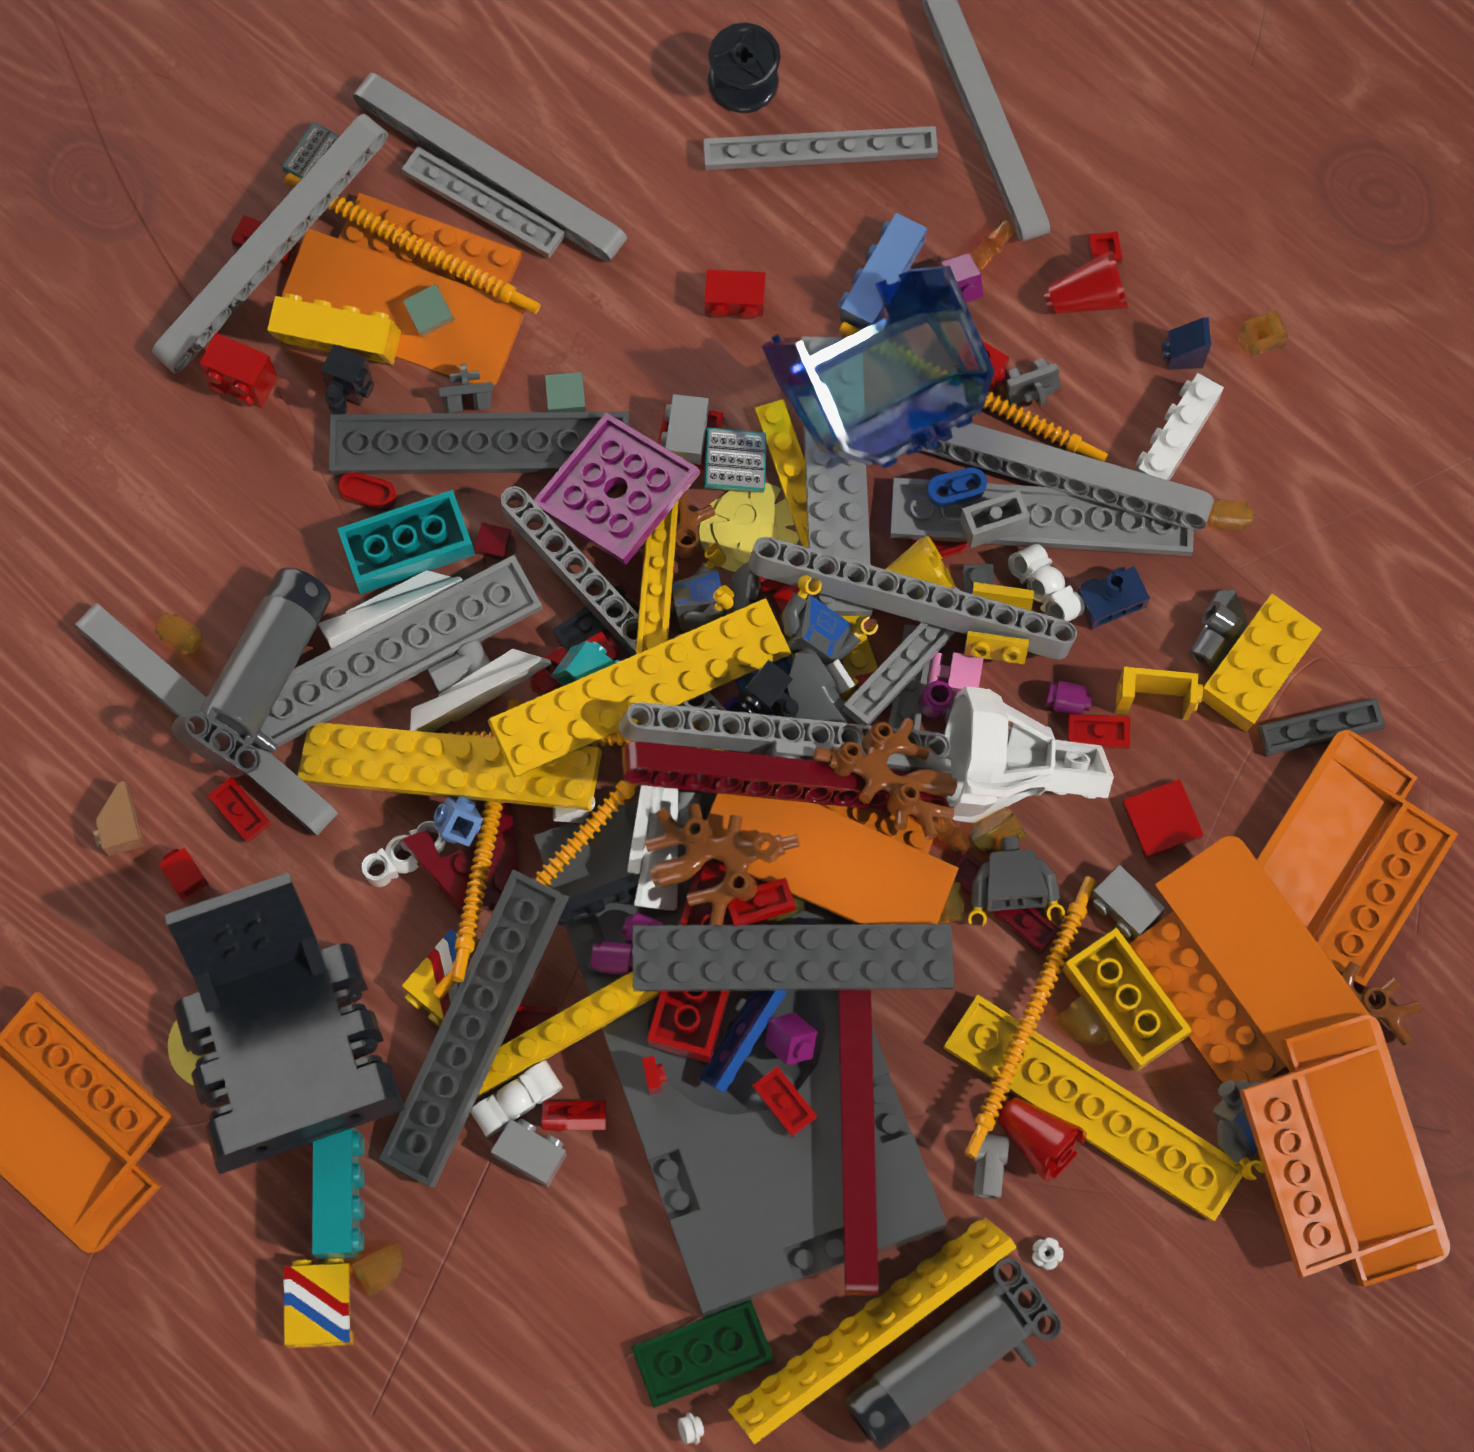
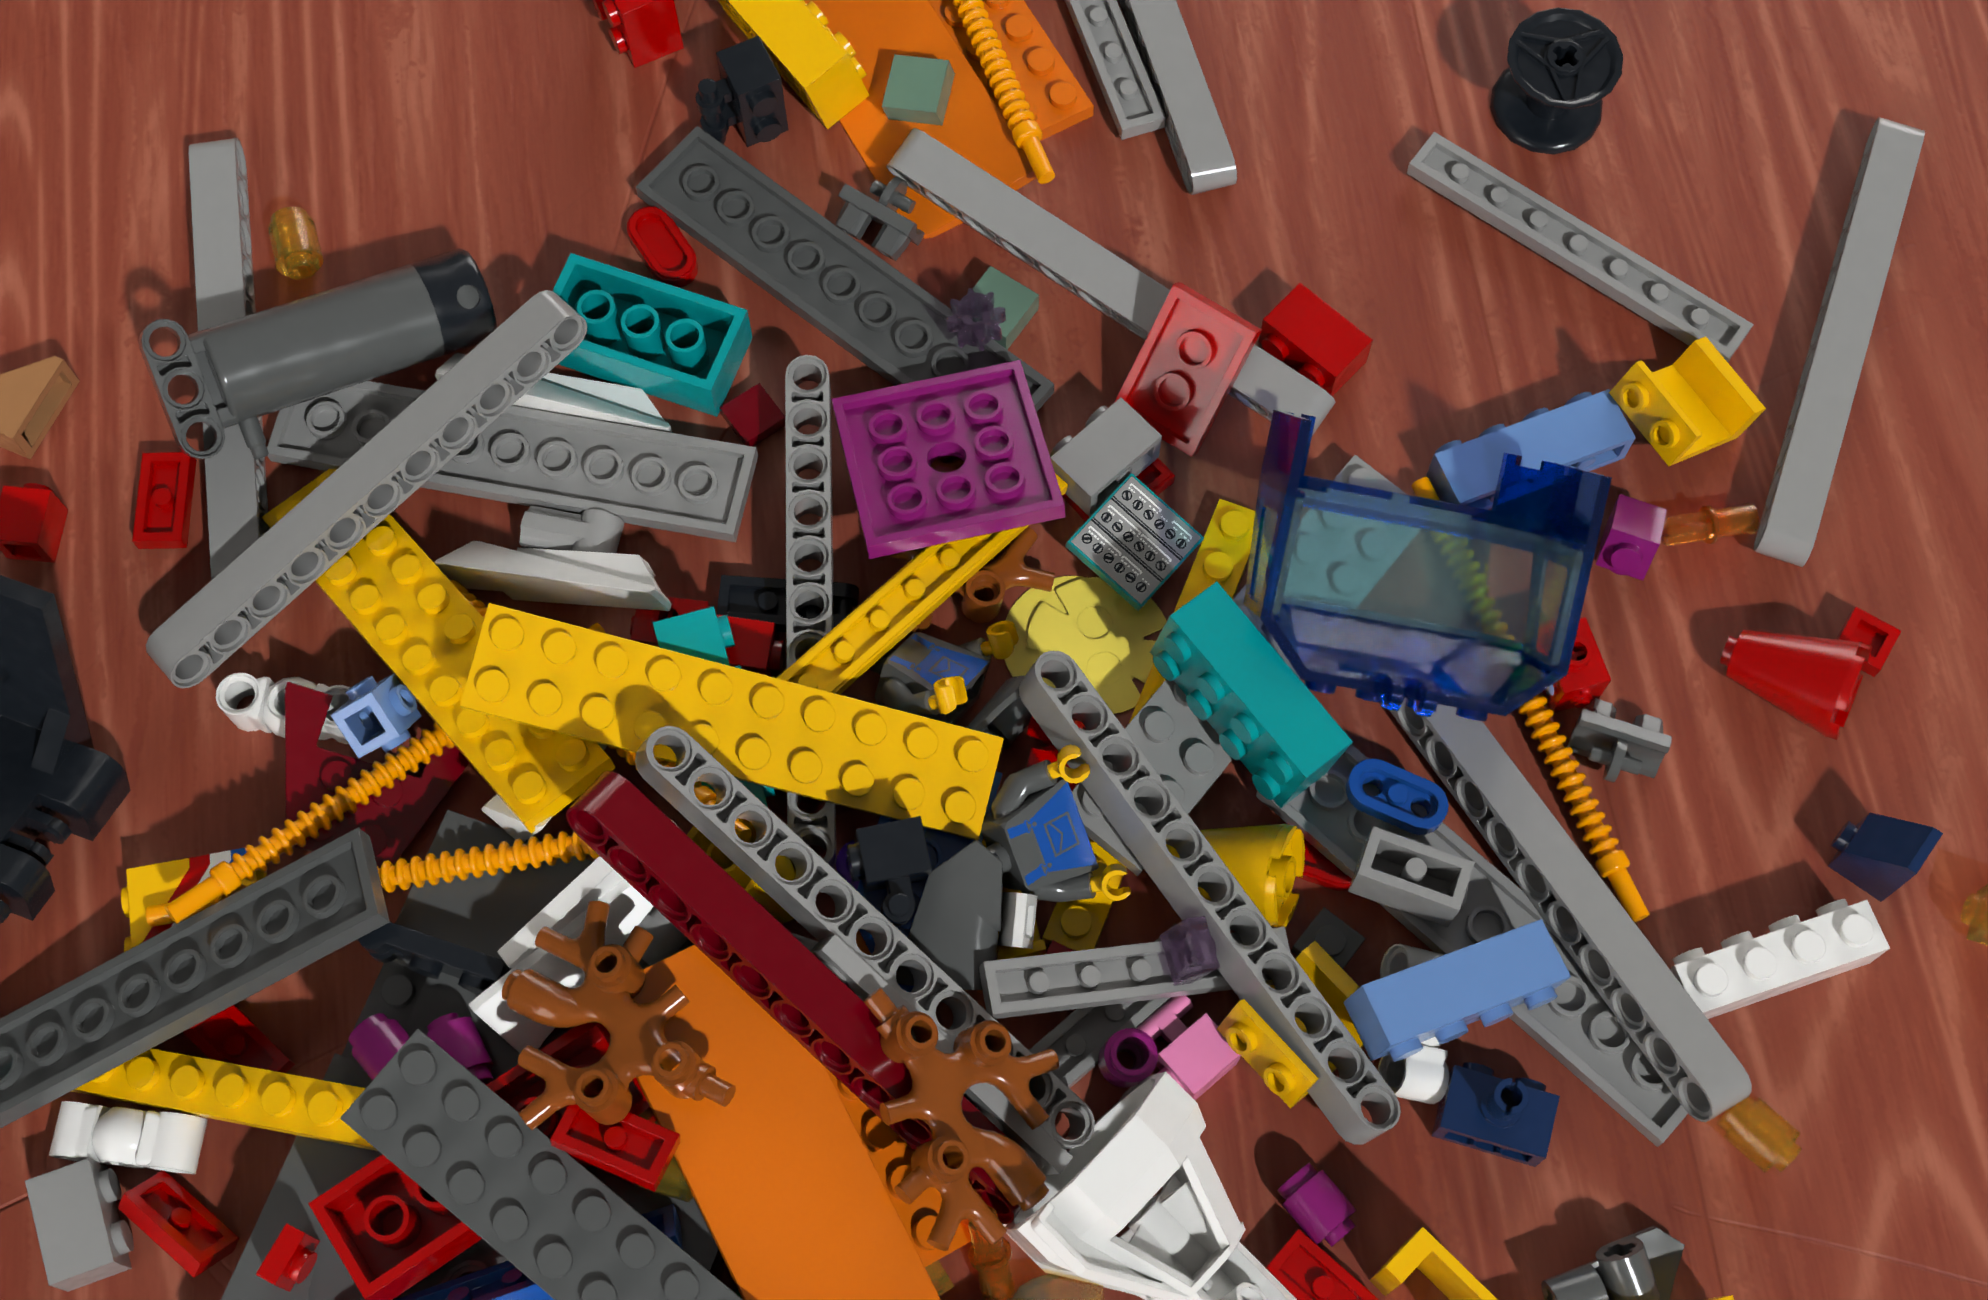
camera: 40 degrees right, 5 degrees down
(351, 720) = (365, 489): none -> light grey beam
(566, 416) = (976, 306): none -> clear purple gear
(609, 340) = (1081, 265): none -> light grey beam
(690, 354) = (1188, 367): none -> plate
(858, 492) = (1248, 695): none -> teal brick
(927, 628) = (1189, 950): none -> clear purple plate
(936, 191) = (1689, 403): none -> yellow panel
(1055, 554) = (1457, 990): none -> medium blue brick

